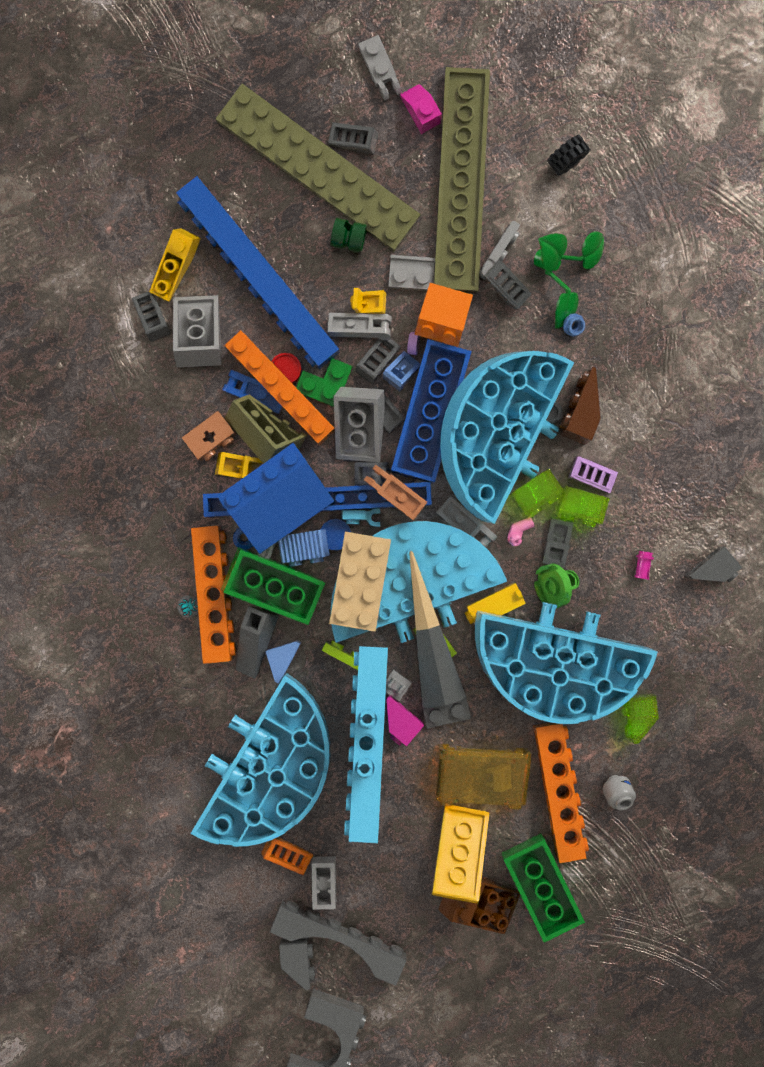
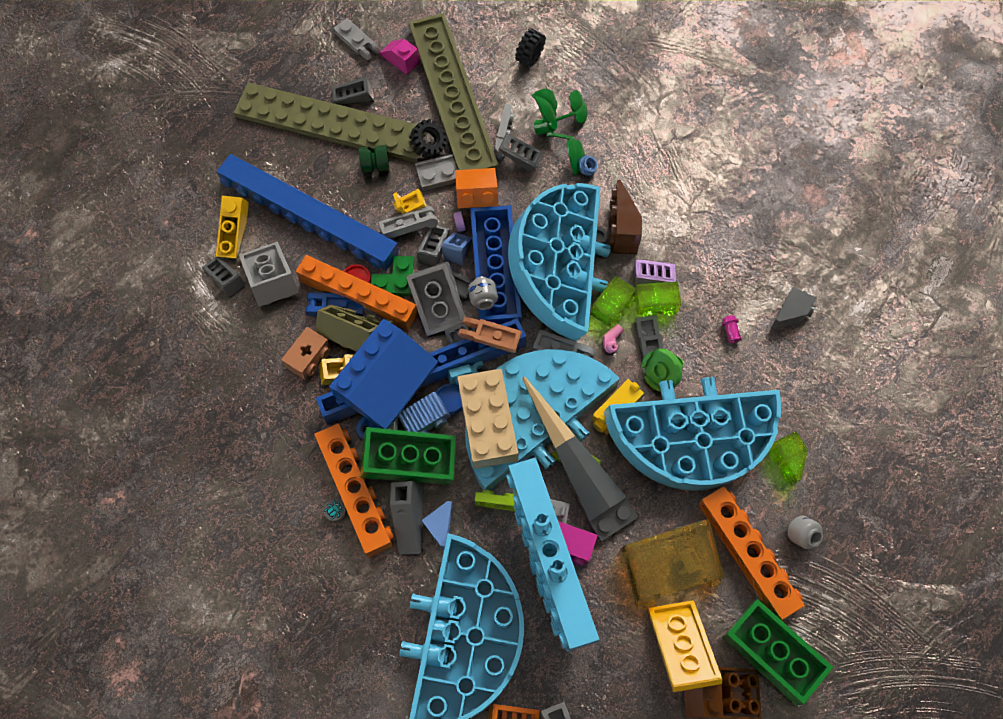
camera: 20 degrees left, 20 degrees down
(402, 228) = (437, 134): none -> black tyre
(404, 446) = (483, 293): none -> light grey head

